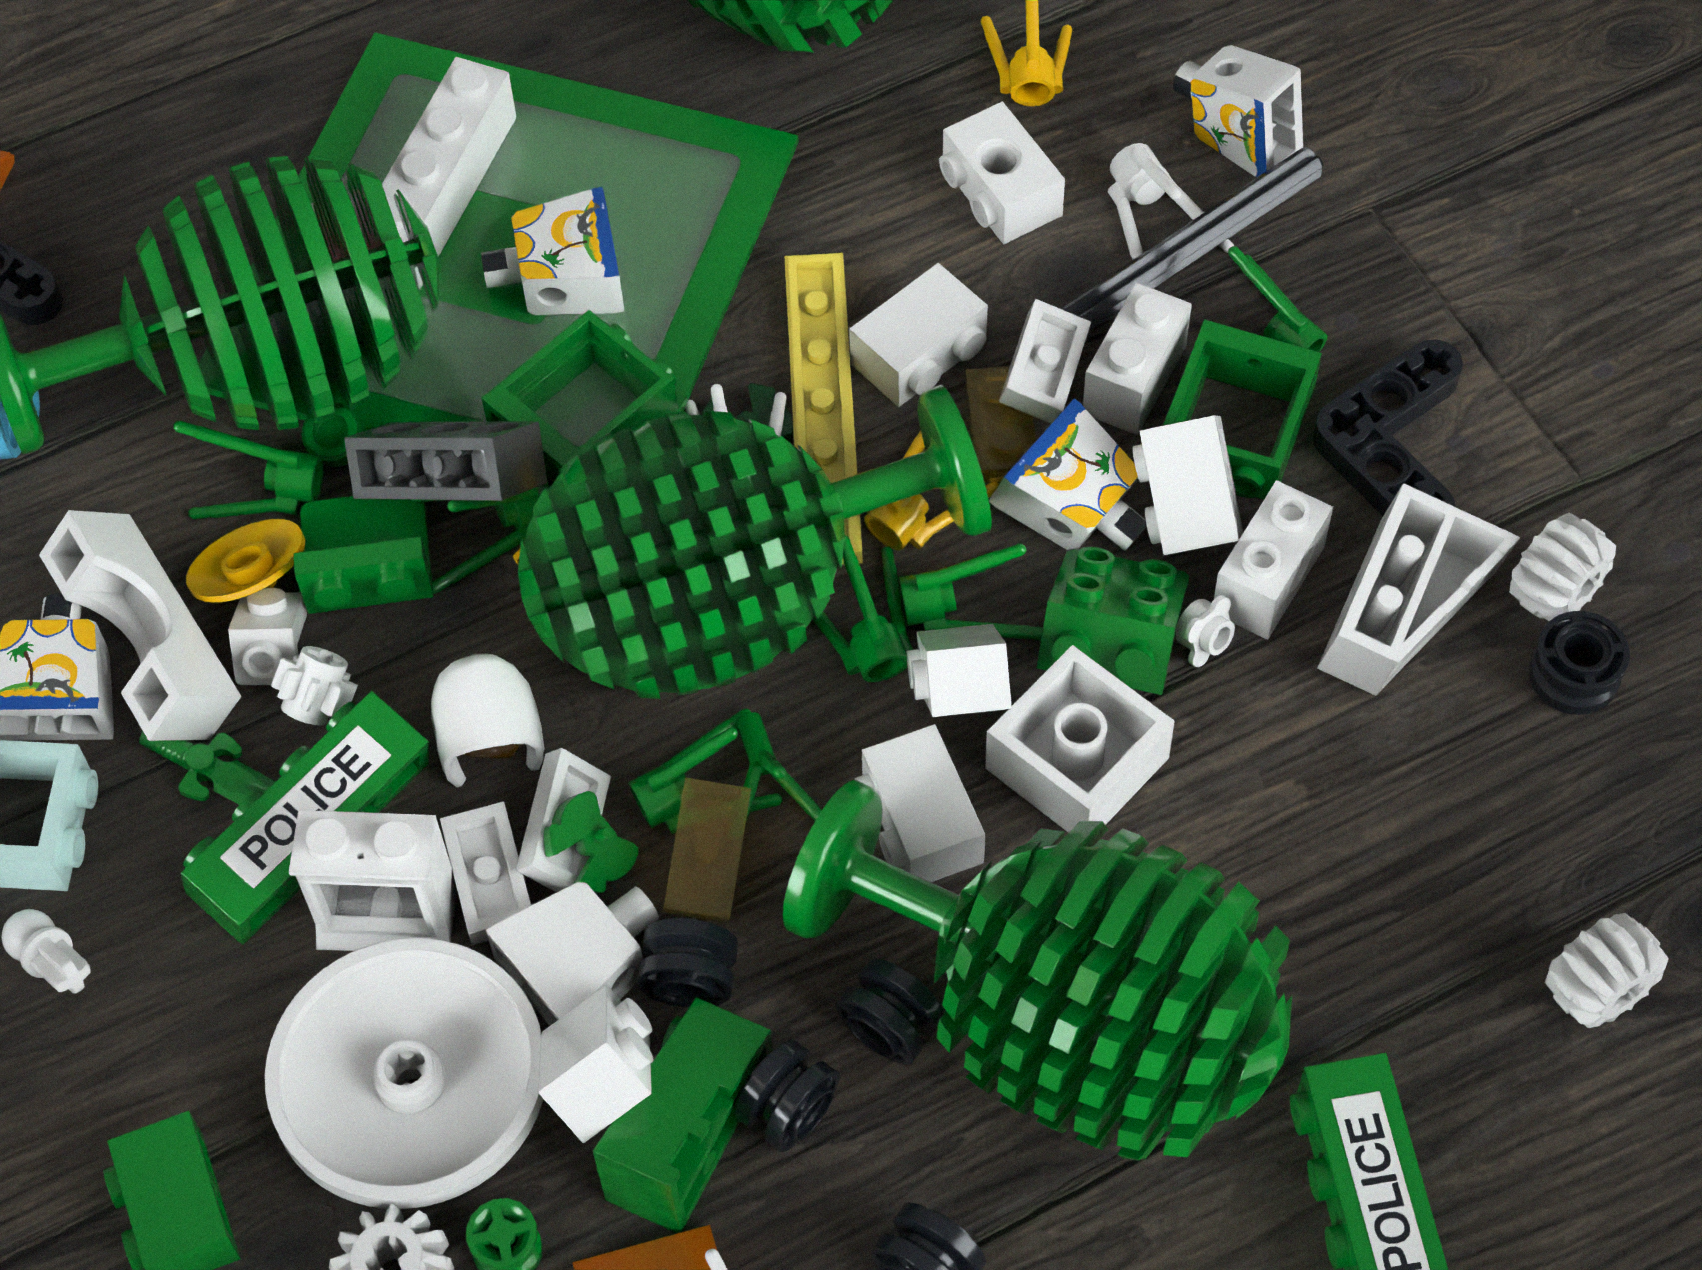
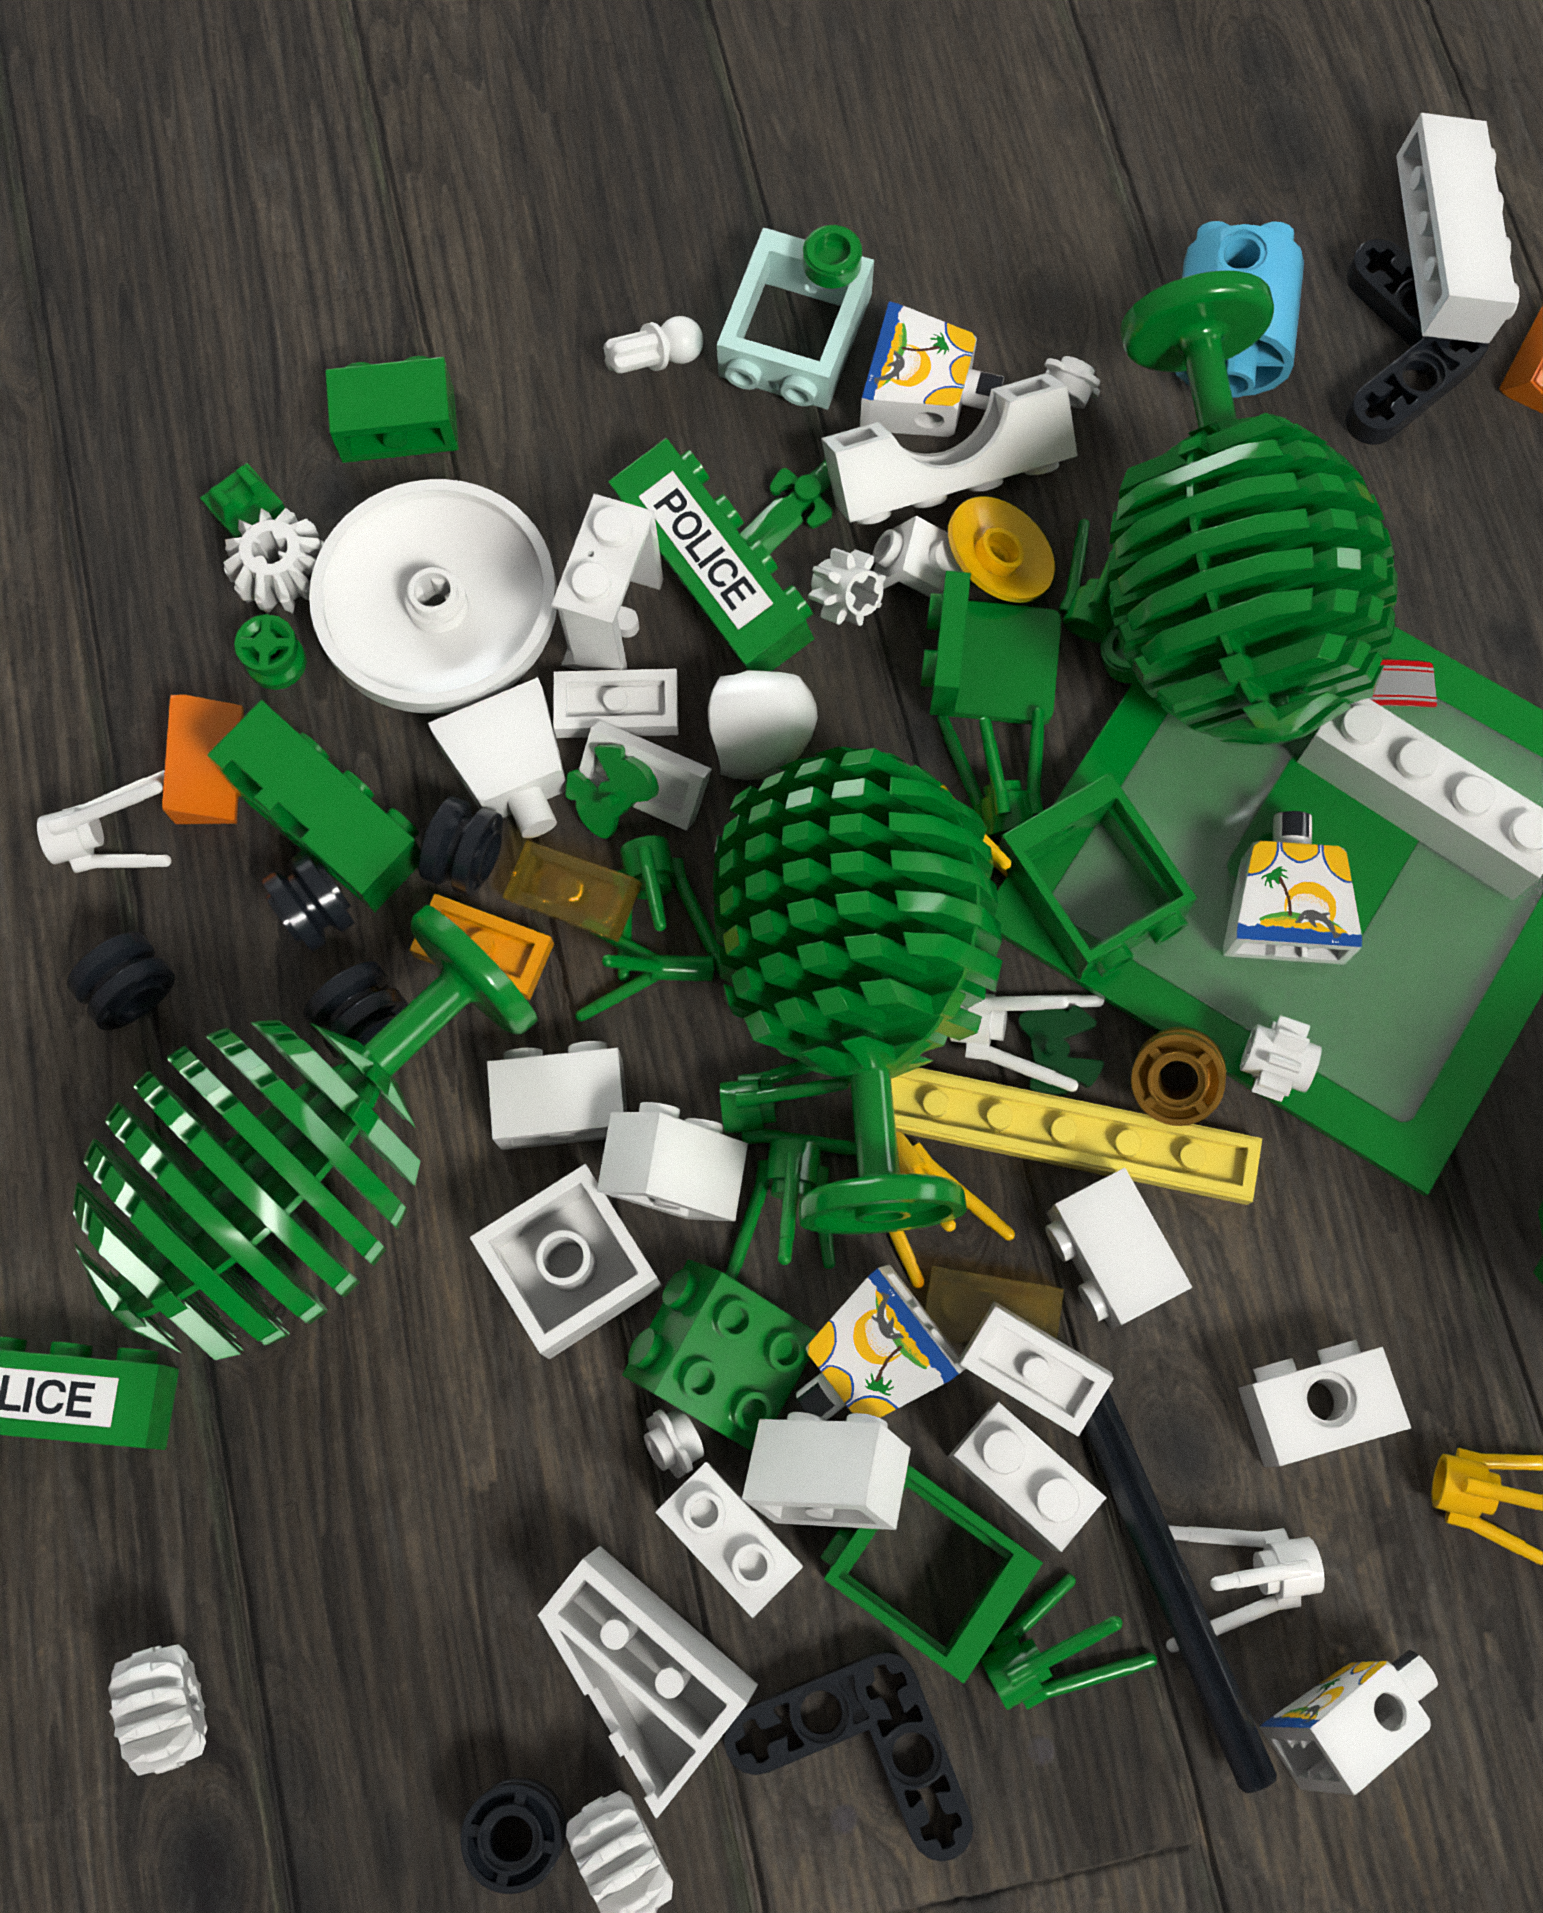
camera: 105 degrees right, 15 degrees up
(30, 543) = (1078, 378): none -> white plate
(446, 460) = (1045, 730): dark grey brick -> none
(596, 1062) = (360, 729): white brick -> none
(715, 237) = (1280, 1058): none -> white gear
(733, 331) = (1172, 1105): none -> pearl gold wheel
(776, 956) = (514, 948): none -> light orange plate

